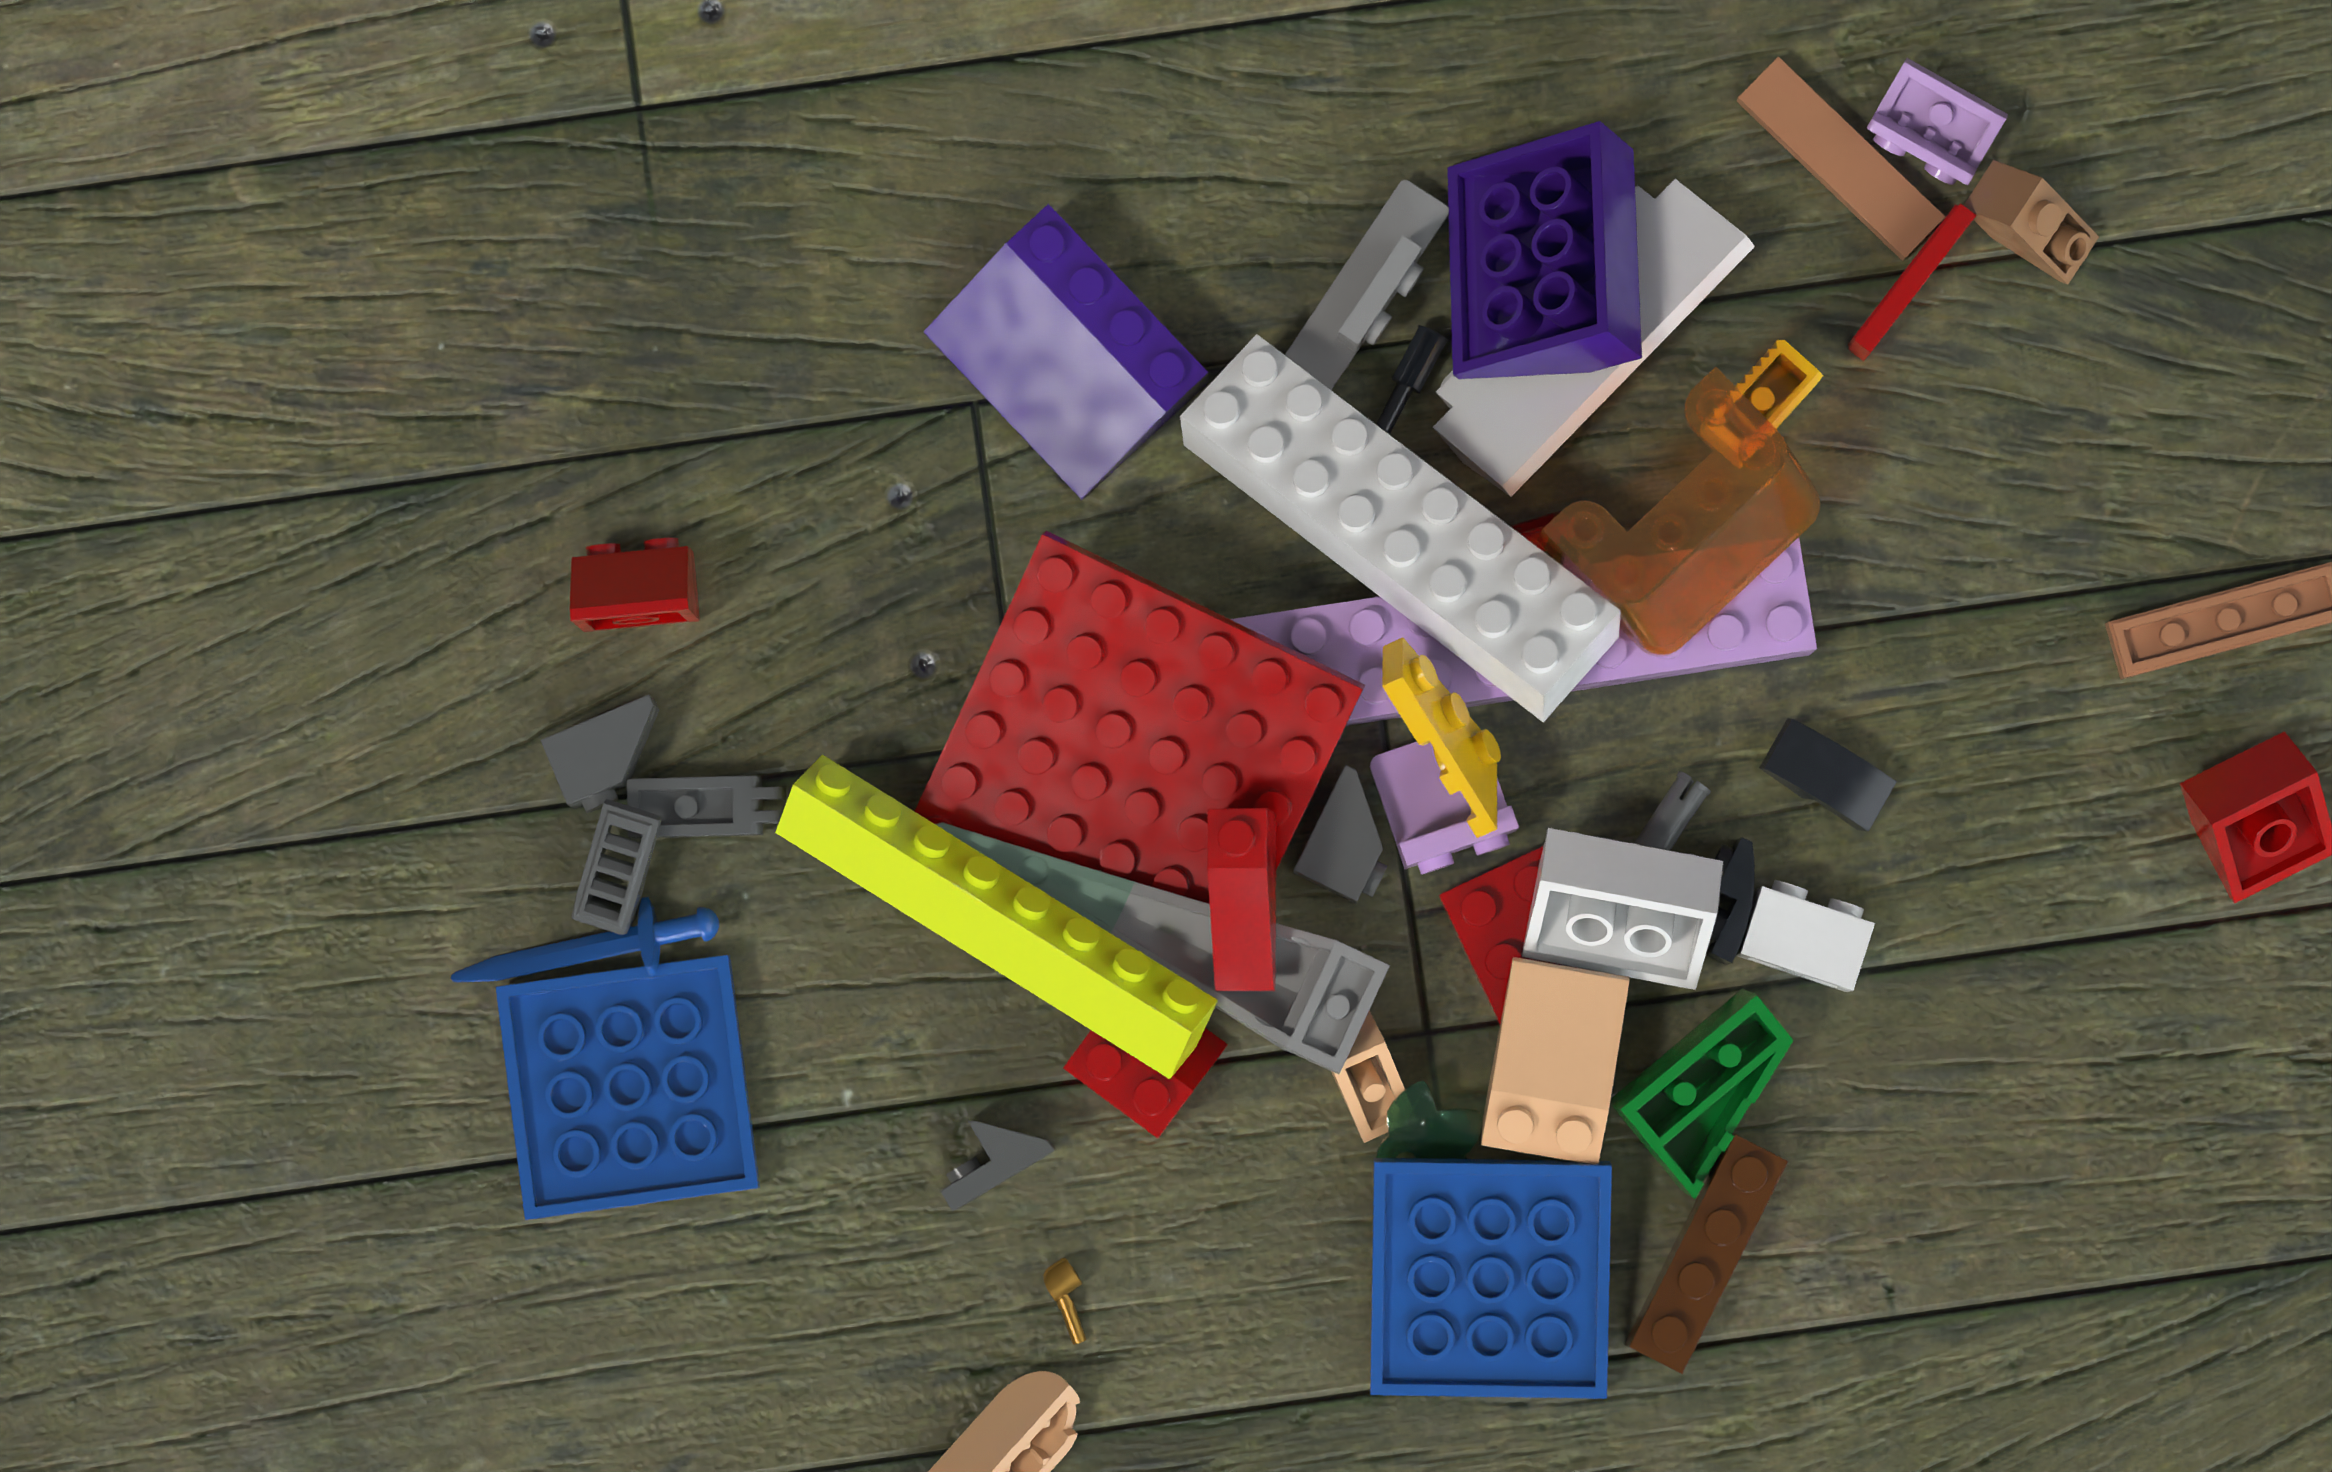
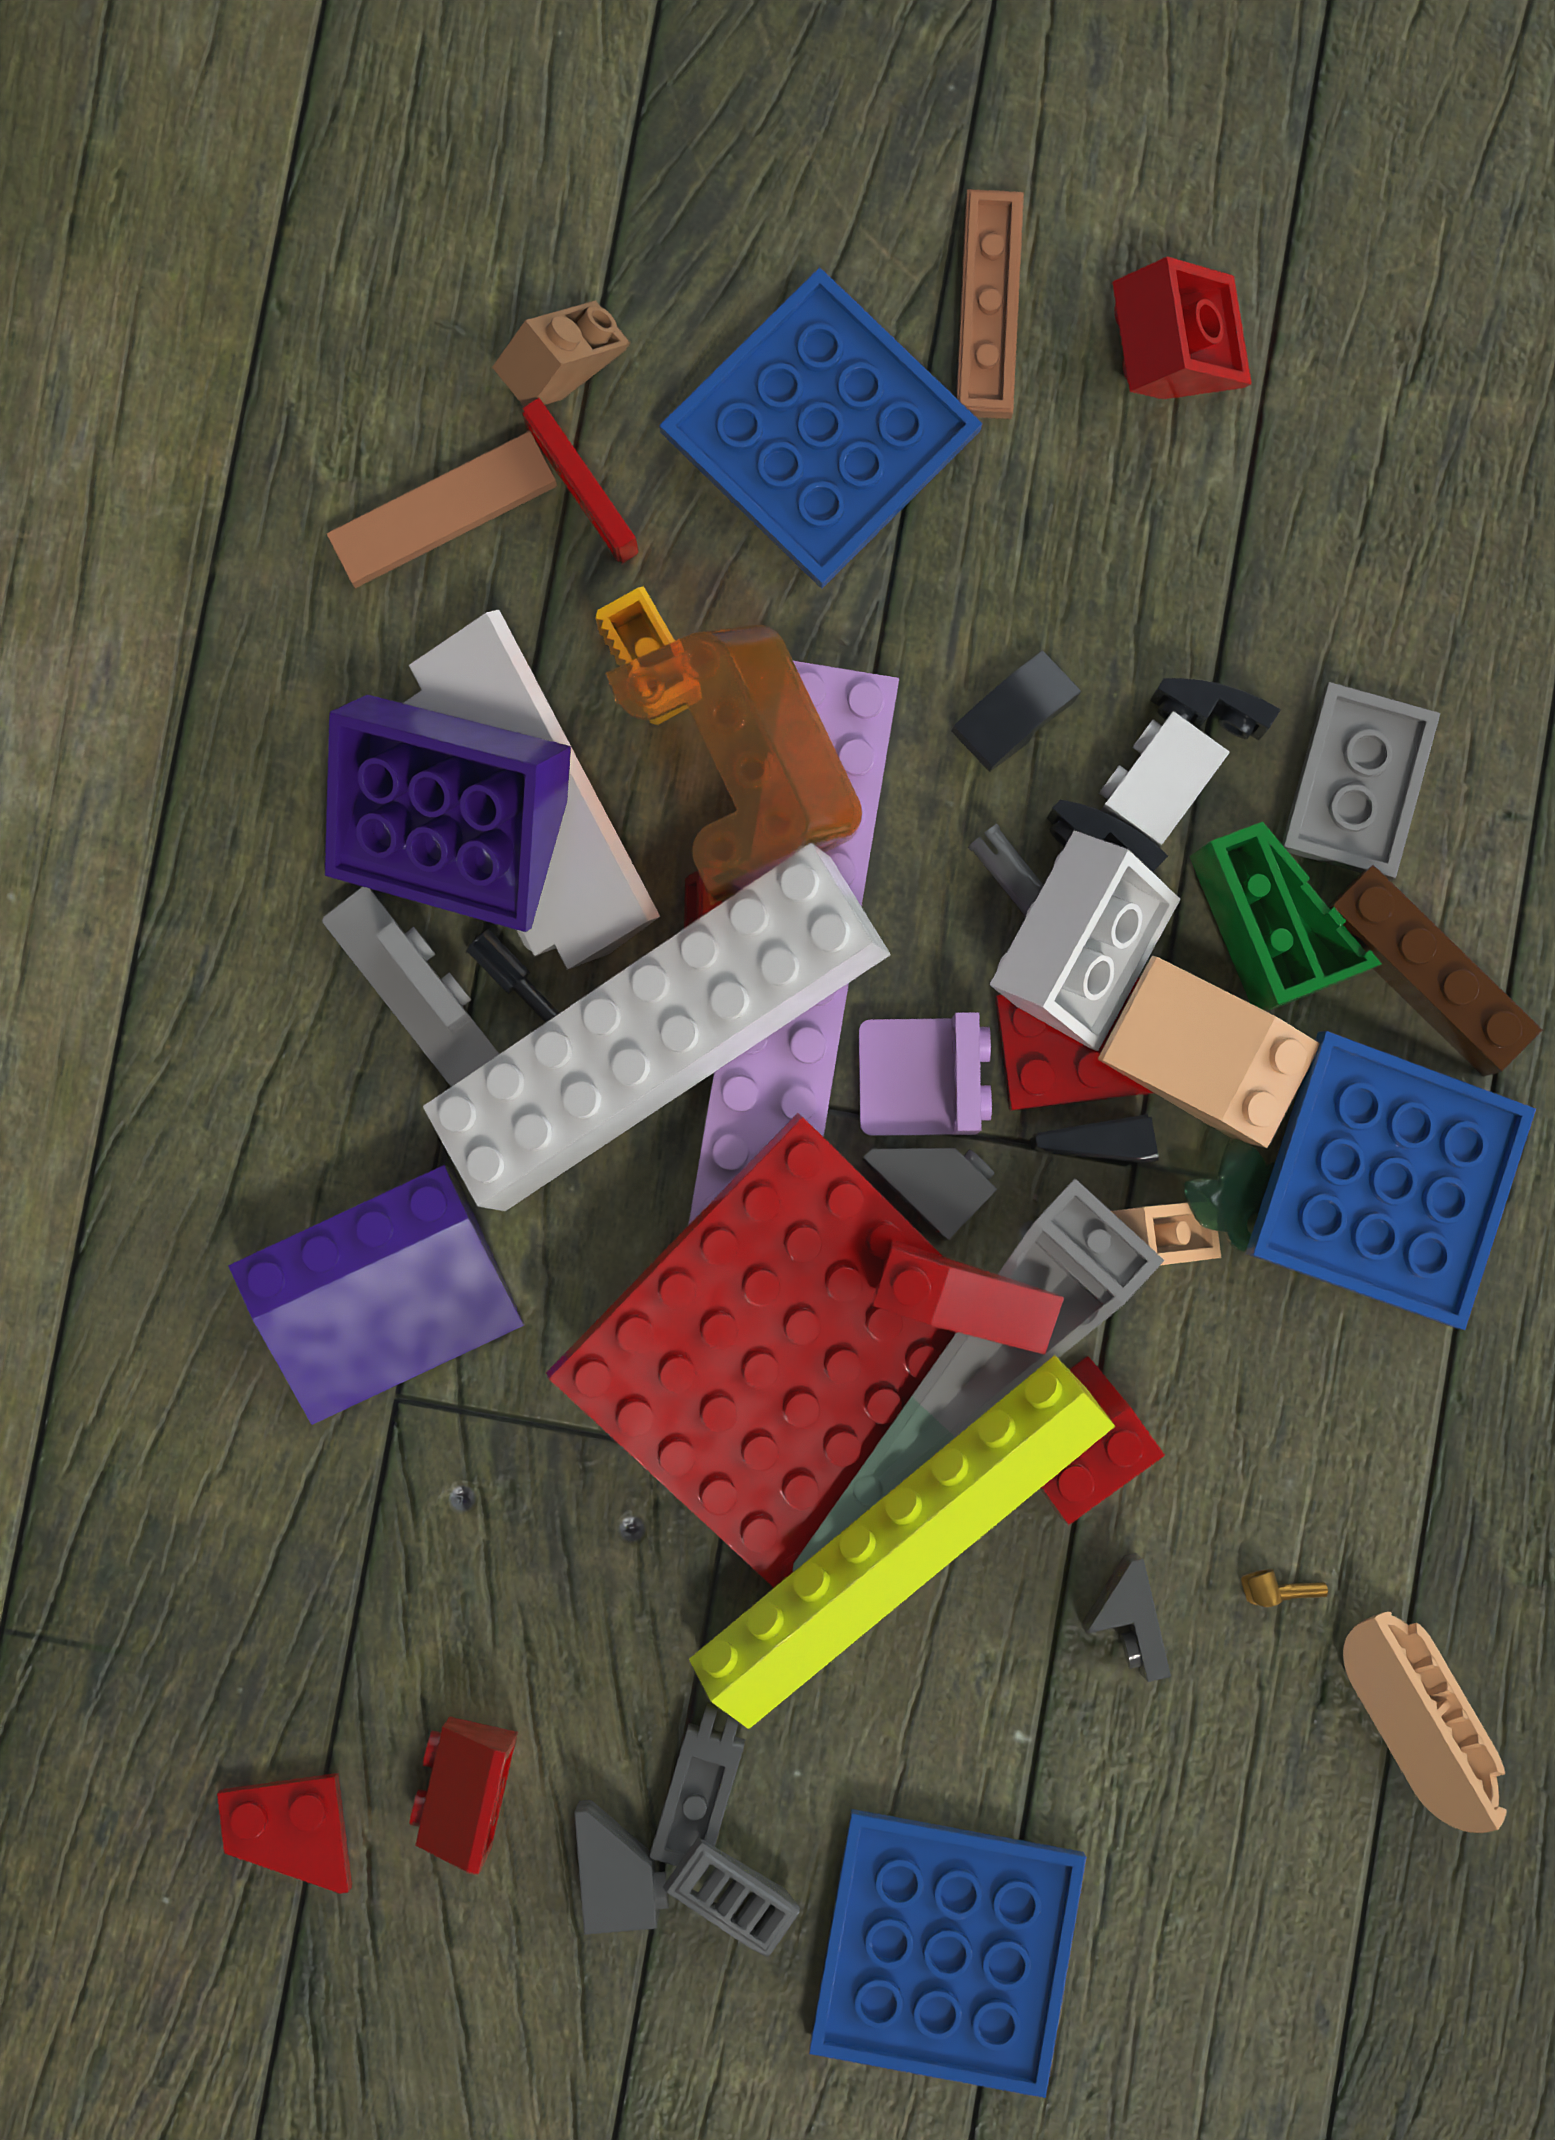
camera: 80 degrees left, 0 degrees up
(544, 438) = (289, 1829): none -> red wing
(644, 937) = (807, 1890): blue sword -> none
(1441, 718) = (856, 1050): yellow wing -> none
(1441, 998) = (1119, 1139): none -> black slope
(1871, 1130) = (1360, 780): none -> light grey plate
(1896, 946) = (1195, 700): none -> black slope
(1935, 123) = (439, 409): lavender bracket -> none
(2044, 496) = (820, 427): none -> blue plate

